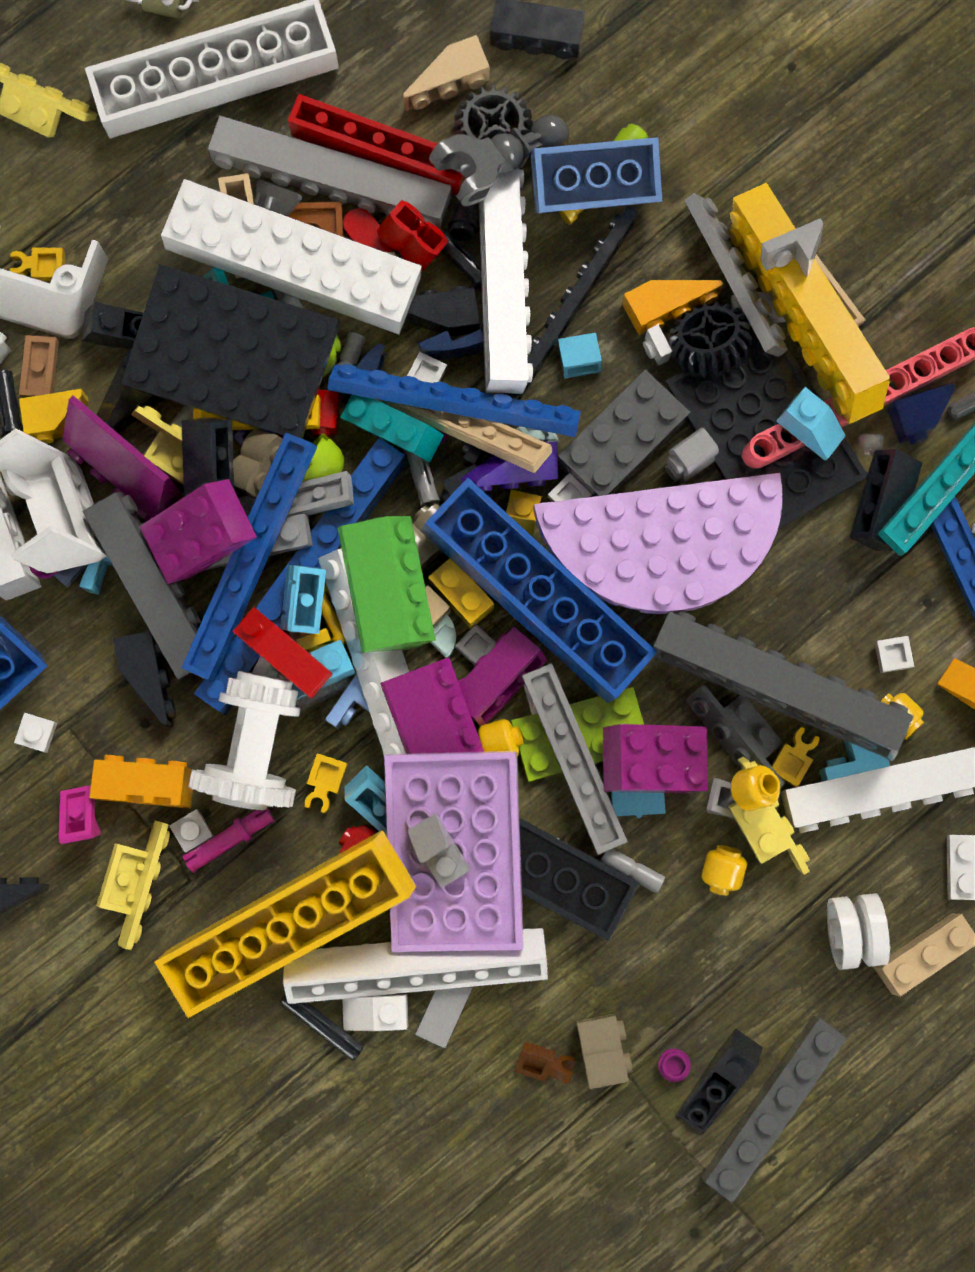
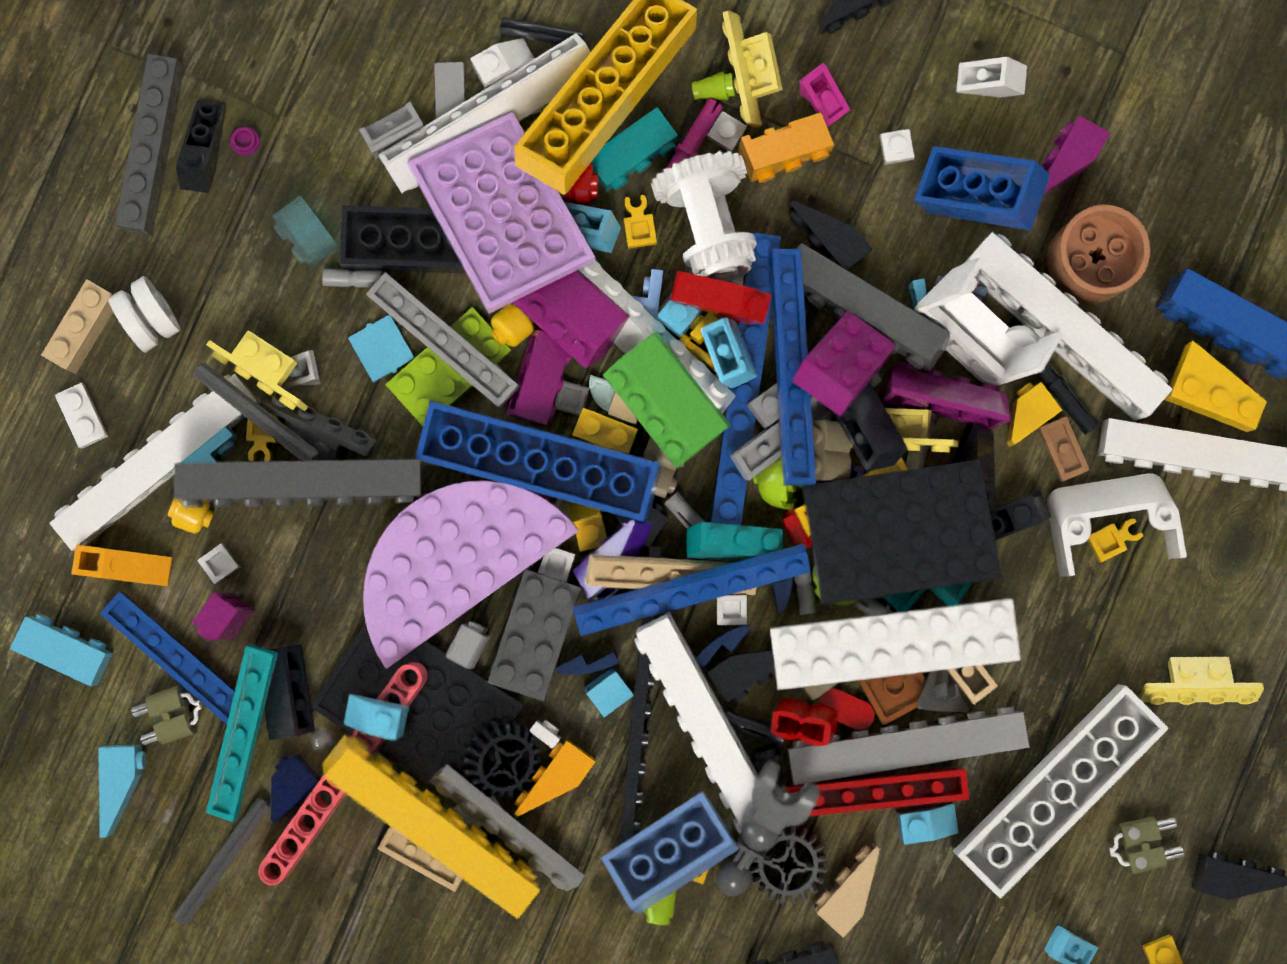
camera: 150 degrees right, 5 degrees up
(179, 880) = (715, 87): none -> lime cone
(289, 856) = (634, 150): none -> teal brick
(352, 95) = (926, 823): none -> medium azure slope
(438, 850) = (513, 203): light grey slope -> none
(520, 1000) = (391, 129): none -> light grey hinge
(540, 1062) = (352, 88): reddish brown plate -> none
(597, 390) = (579, 665): none -> dark blue slope
(602, 1051) = (307, 122): dark tan brick -> none
(655, 758) = (375, 371): magenta brick -> none
(658, 939) = (304, 231): none -> clear light blue brick
(724, 870) = (277, 314): yellow head -> none
(755, 788) = (279, 381): yellow head -> none
(792, 776) = (255, 413): none -> dark grey axle
(797, 244) = (456, 866): light grey slope -> none
(915, 592) = (222, 617): none -> magenta brick

